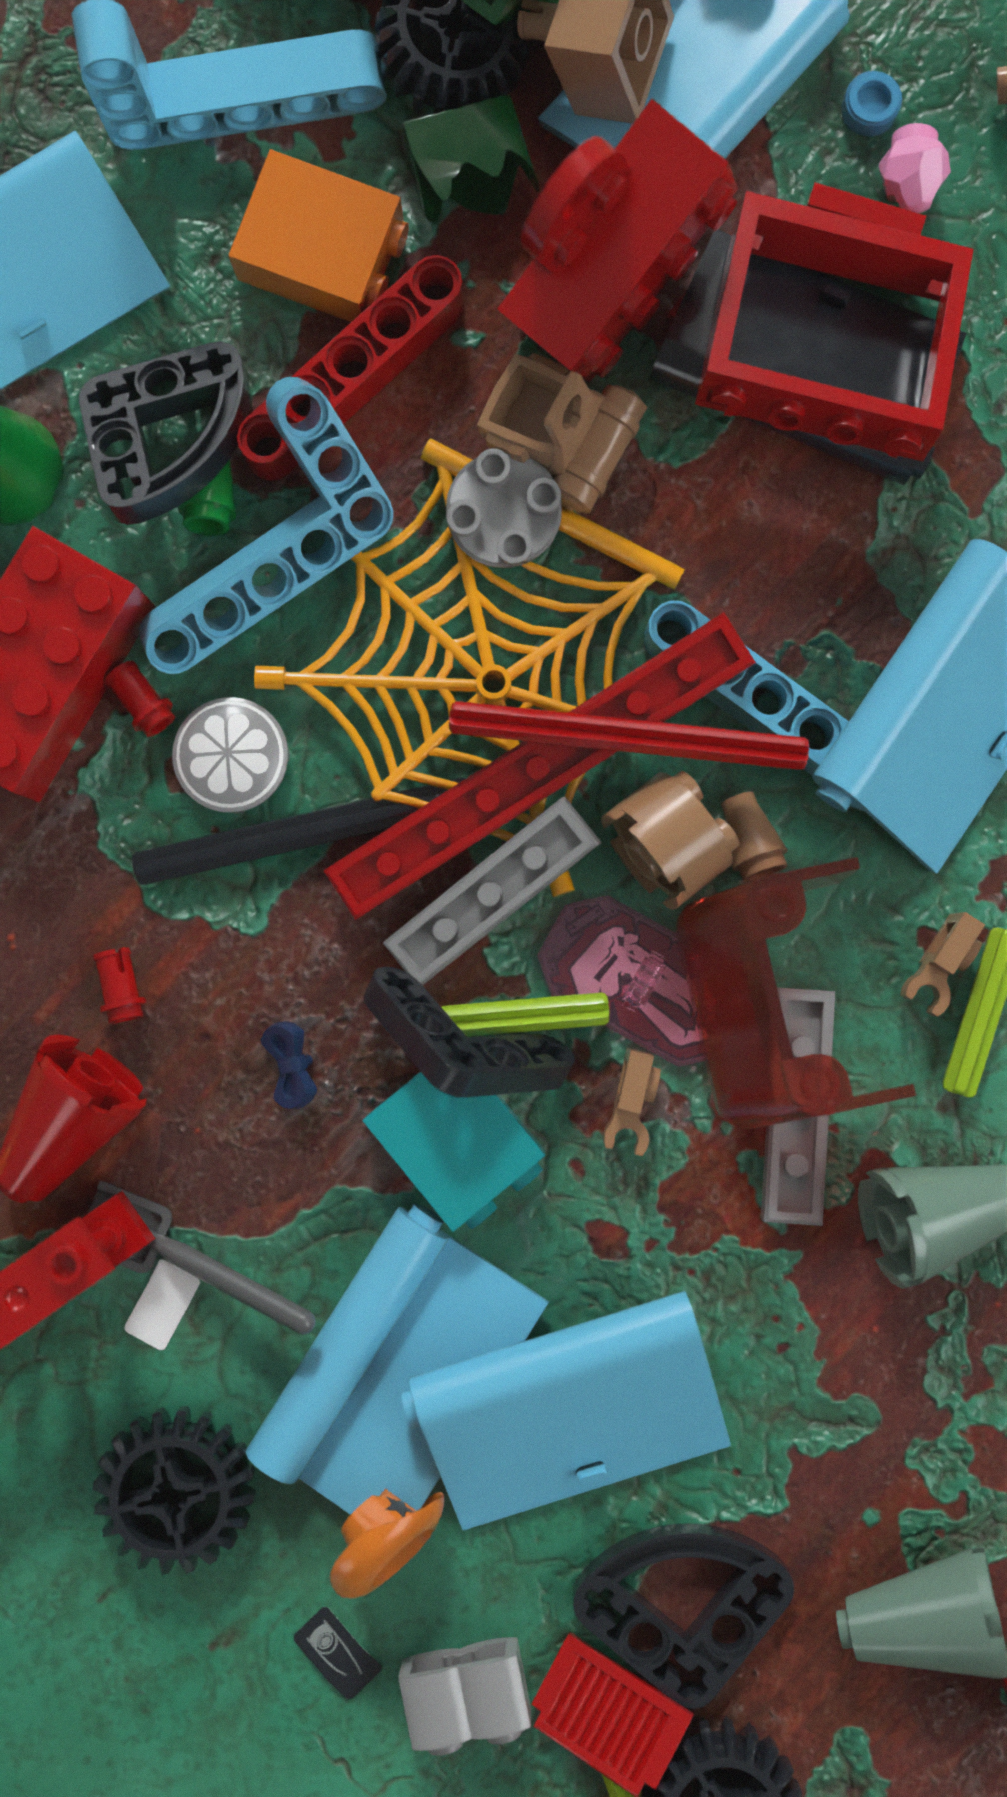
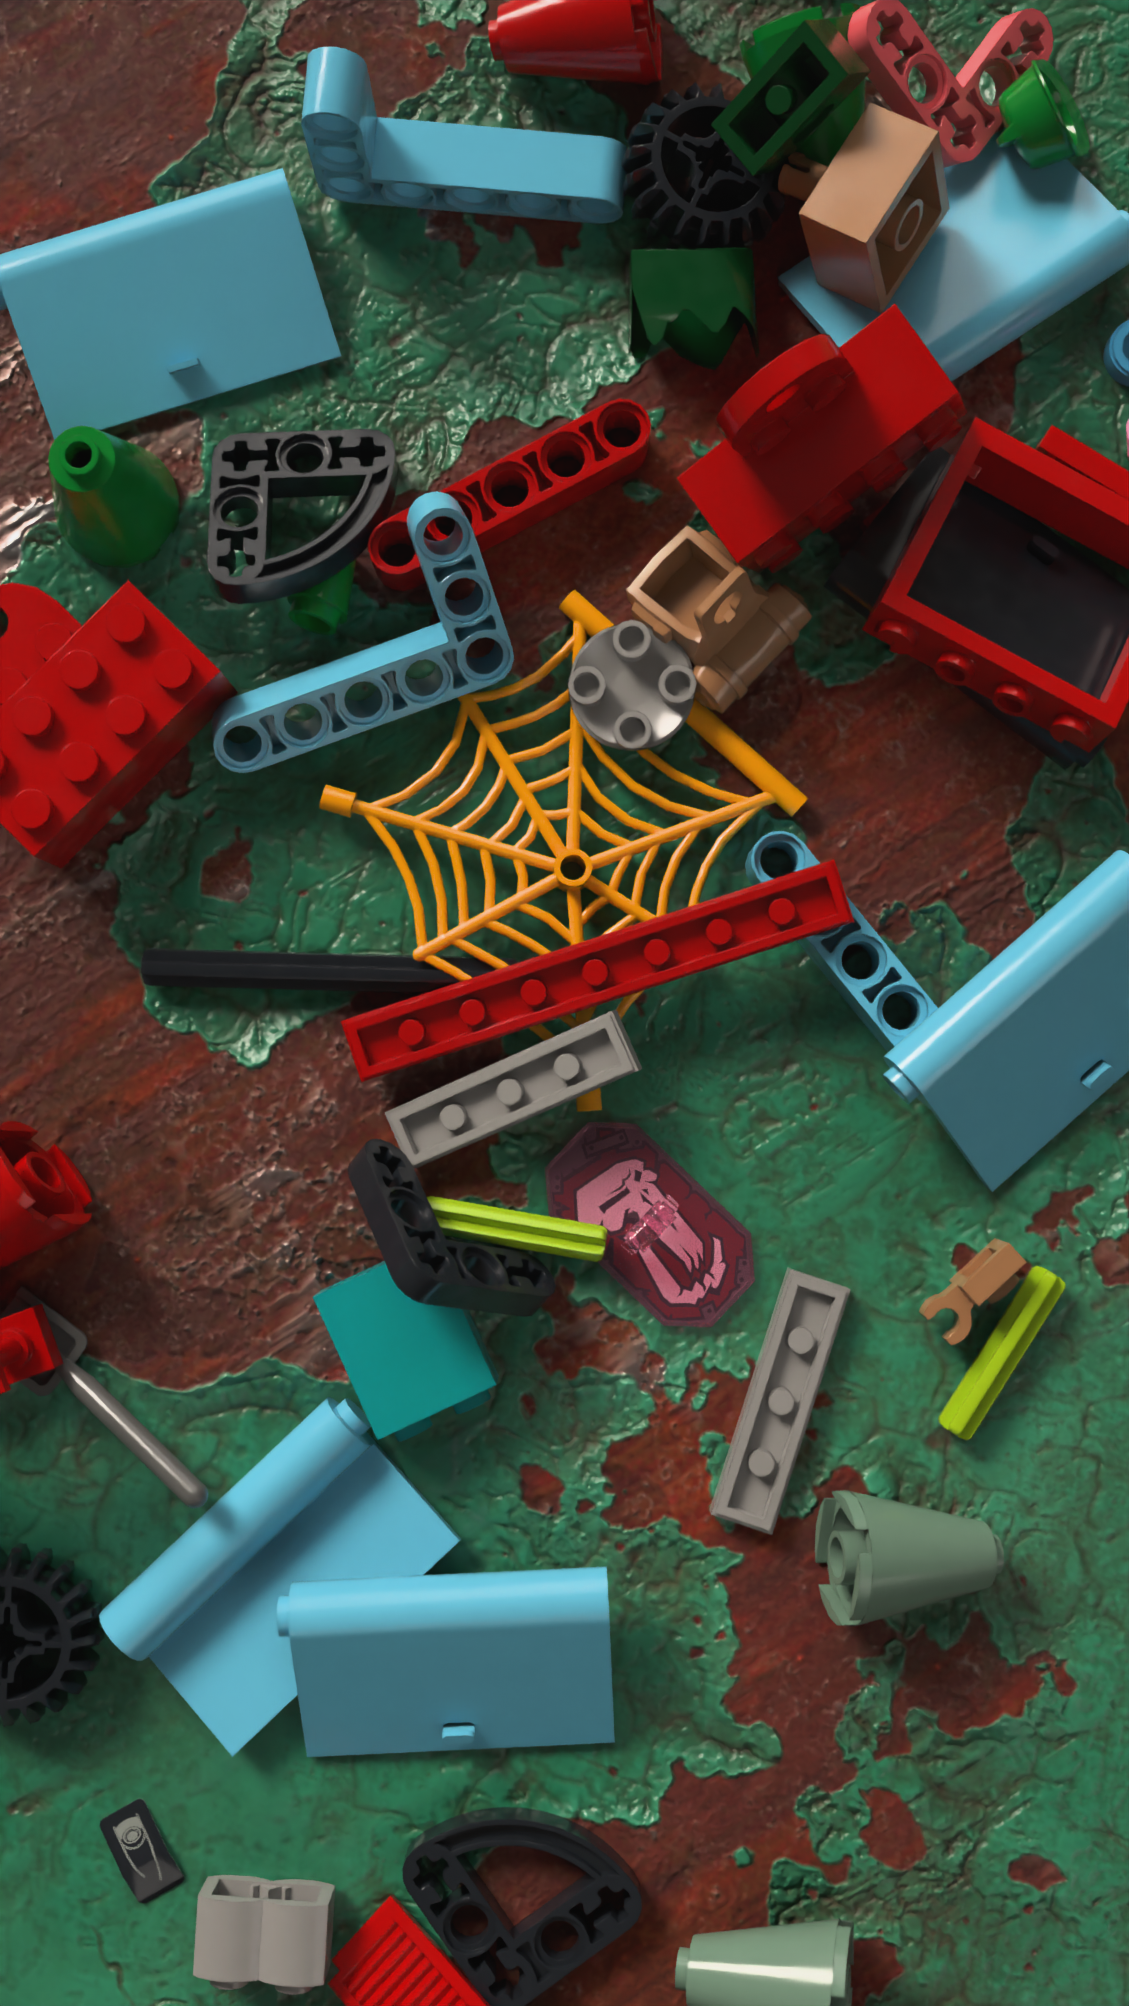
camera: 15 degrees right, 0 degrees up
(118, 986) = (94, 1086): red pin -> none
(140, 699) = (195, 788): red pin -> none
(162, 1305) = (52, 1434): white sticker -> none
(230, 755) = (275, 871): dish -> none
(285, 1043) = (252, 1239): dark blue piece -> none
(318, 237) = (510, 347): orange brick -> none
(381, 1541) = (217, 1746): orange hat -> none
(628, 735) = (699, 964): red axle -> none
(636, 1084) = (613, 1334): medium nougat plate -> none
(670, 837) = (717, 1082): medium nougat brick -> none
(740, 1008) = (742, 1286): clear red windscreen -> none
(760, 846) = (804, 1106): medium nougat cone -> none

